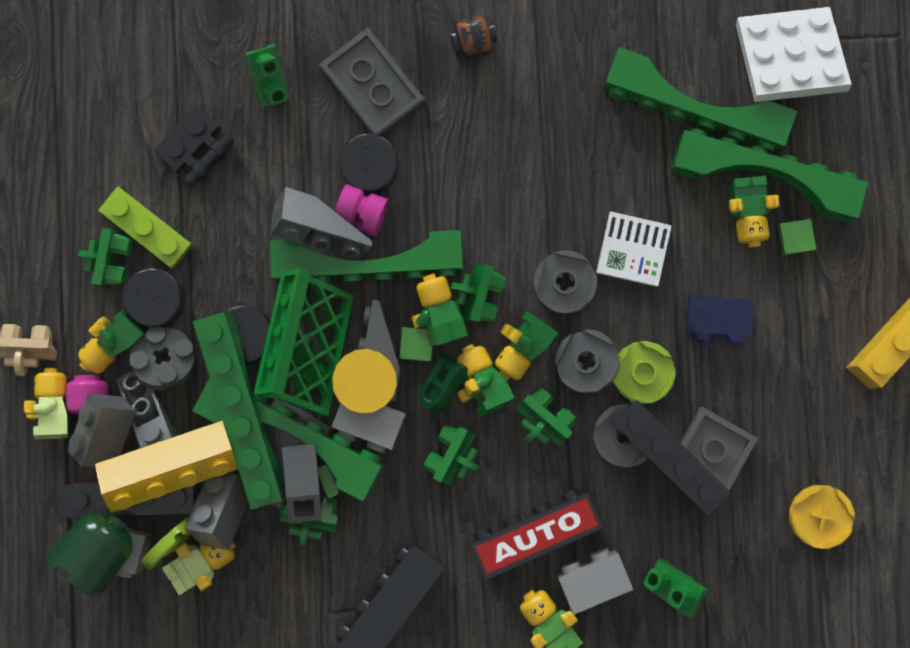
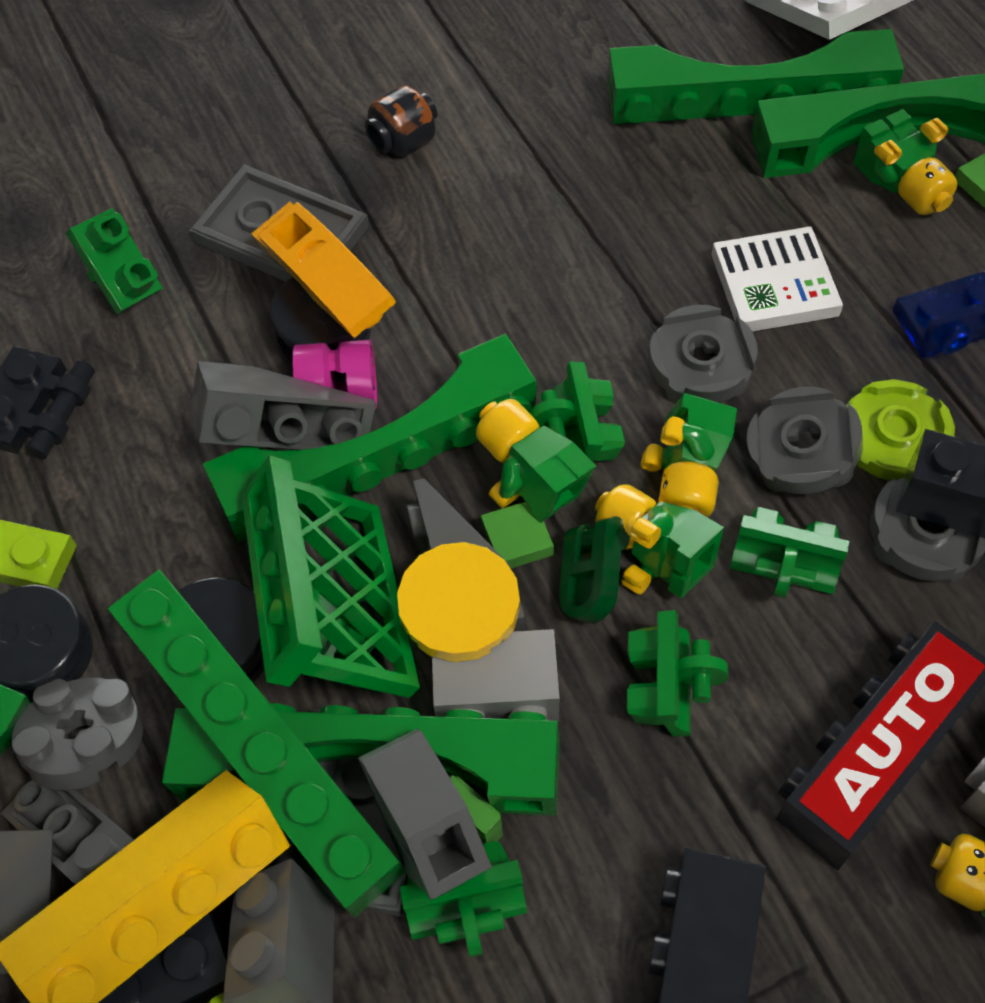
camera: 20 degrees left, 25 degrees down
(374, 145) = (324, 268): none -> light orange slope

